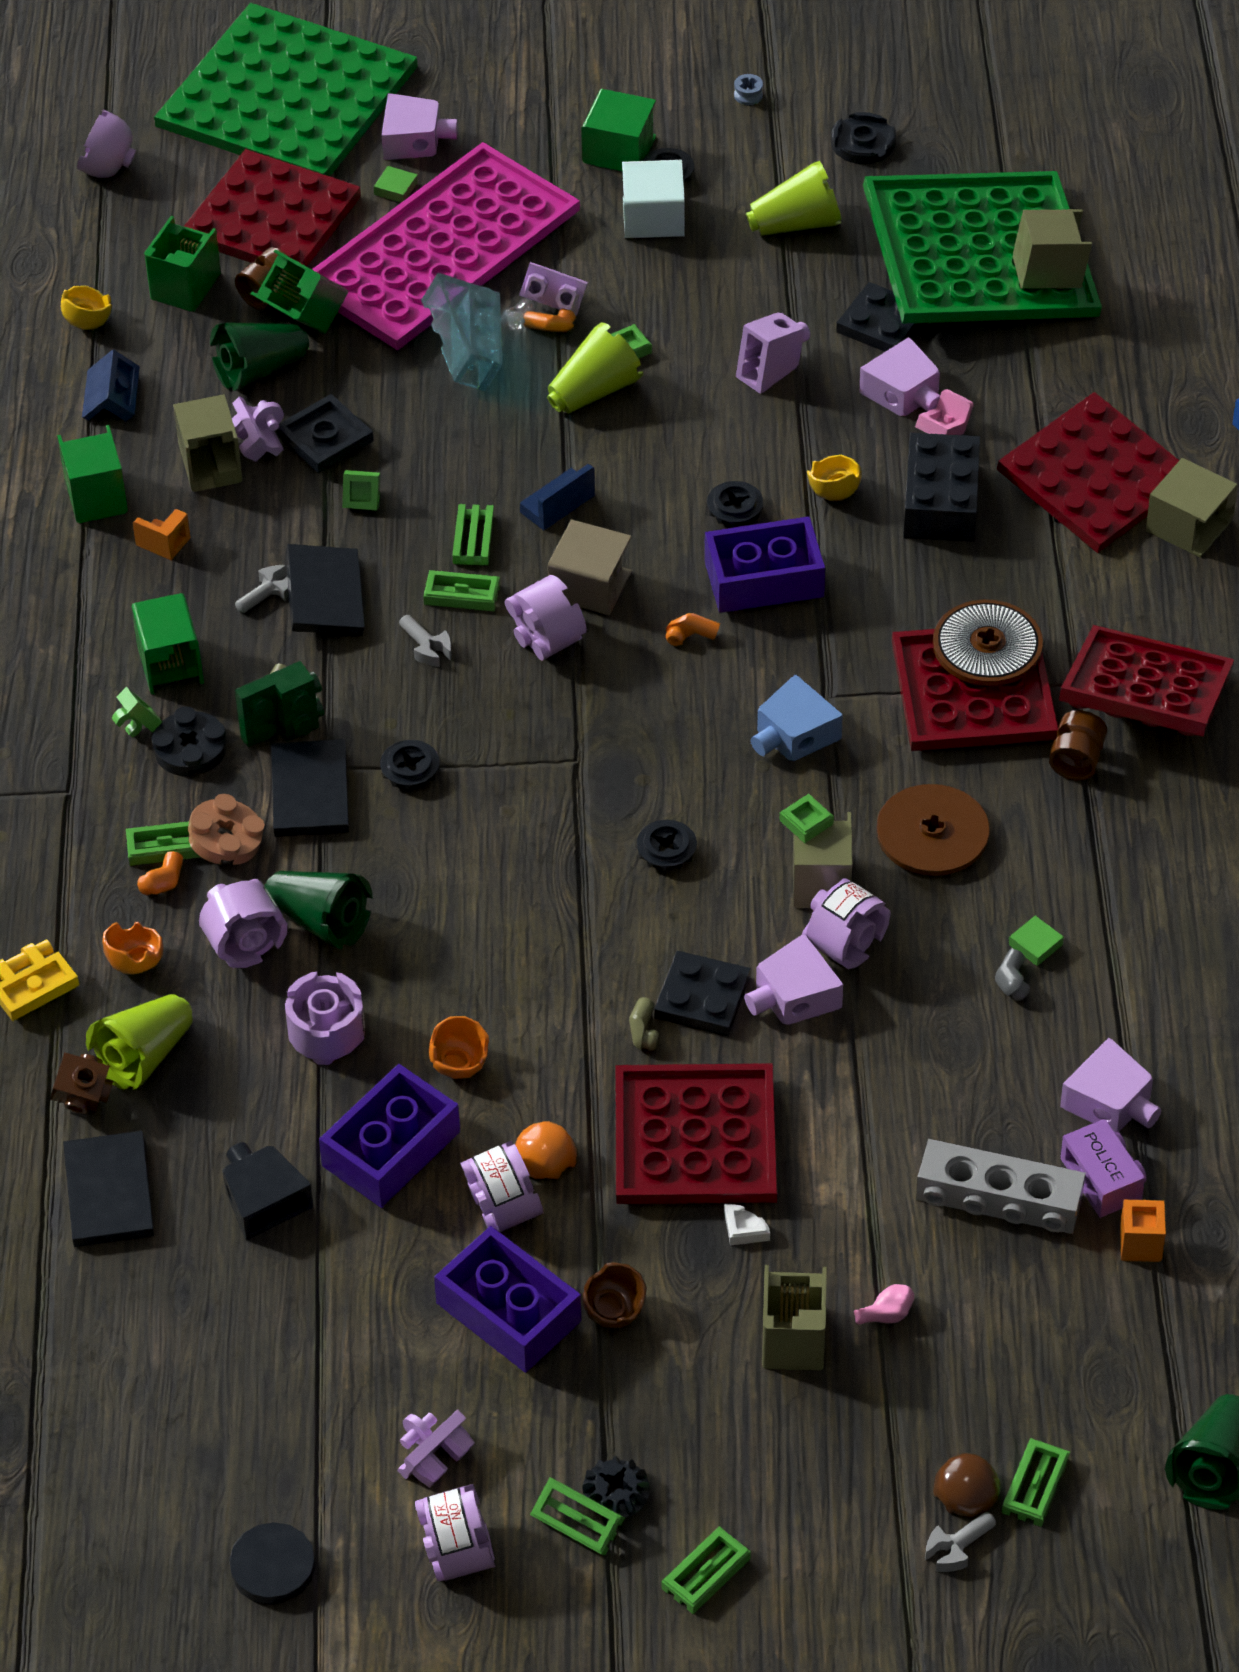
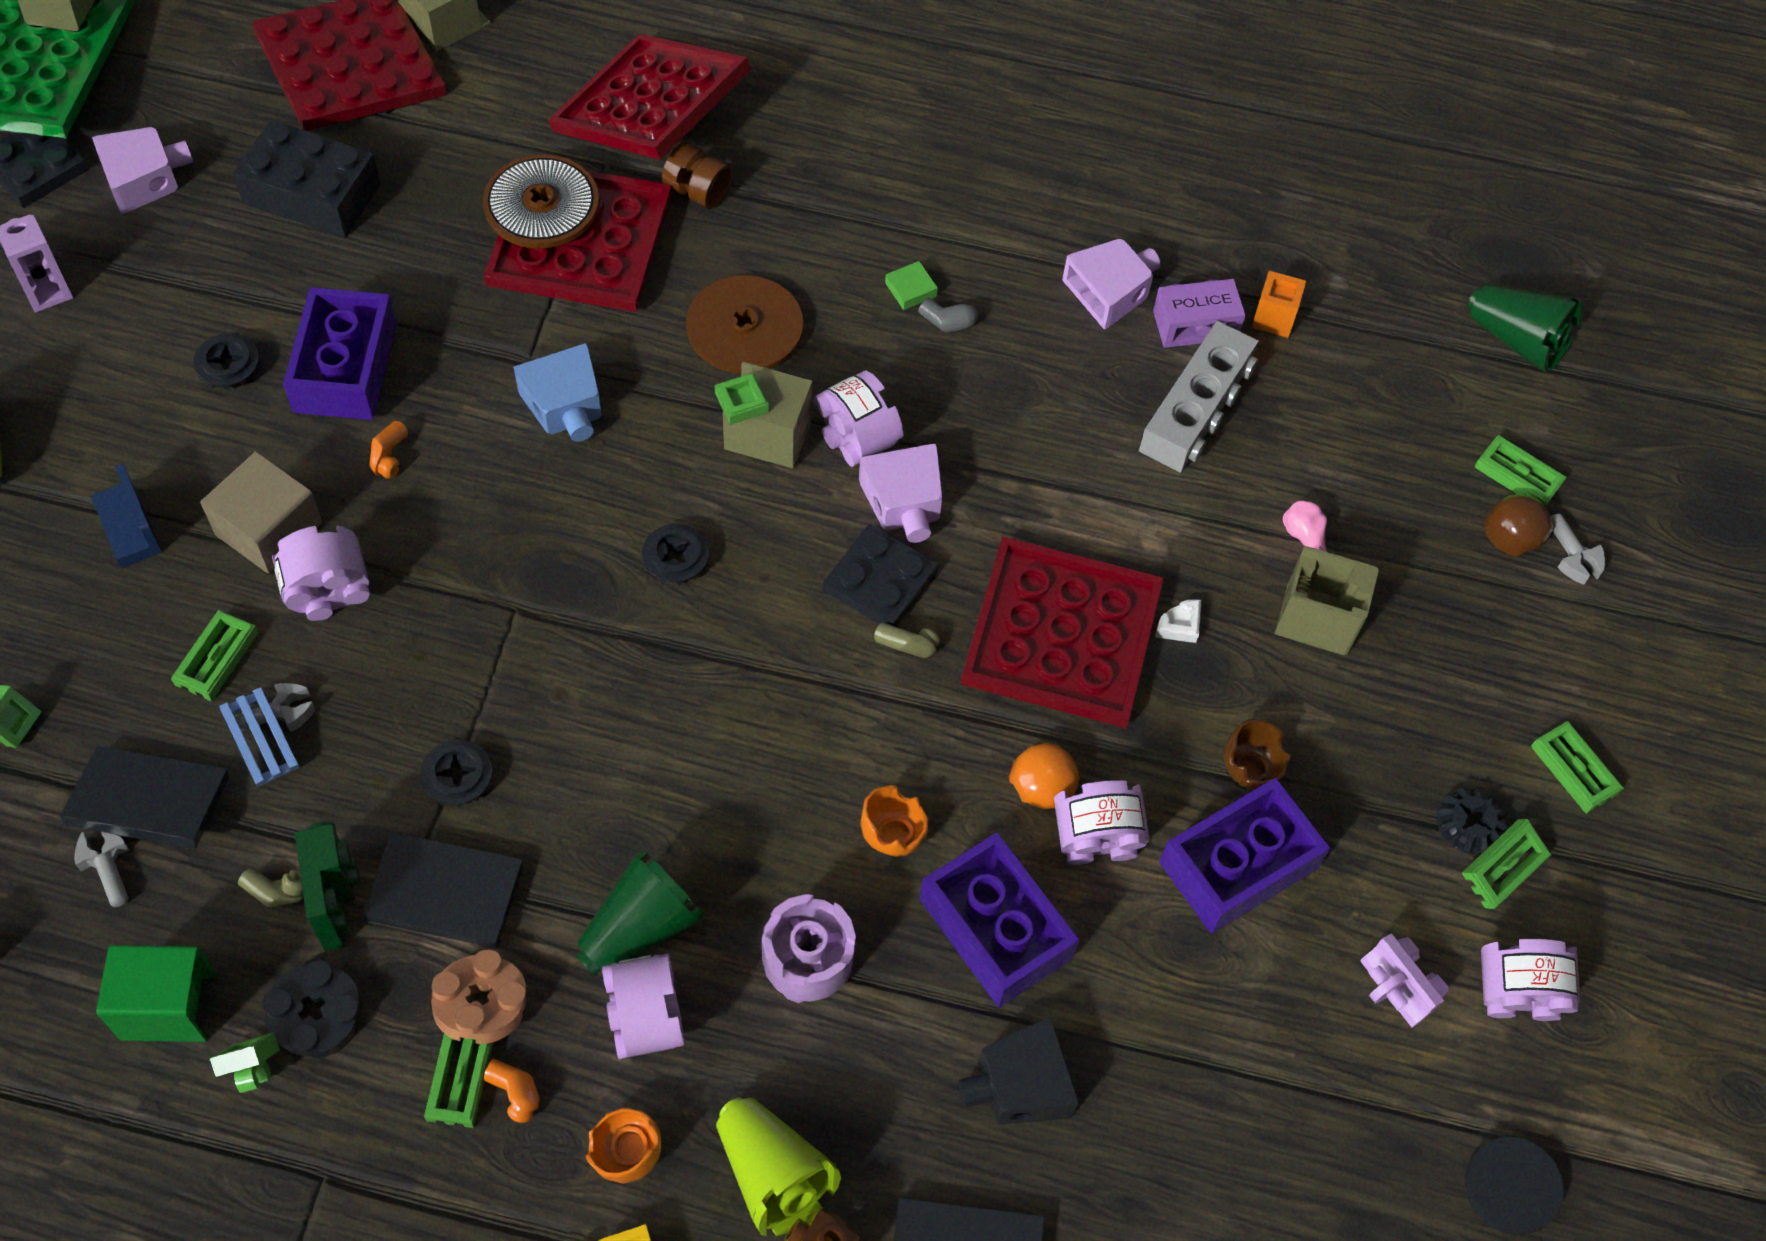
camera: 80 degrees left, 10 degrees up
(392, 633) = (243, 704): none -> medium blue tile
(475, 515) = (114, 597): bright green tile -> none
(835, 477) = (244, 261): yellow hair -> none
(948, 417) = (211, 147): bright pink bracket -> none

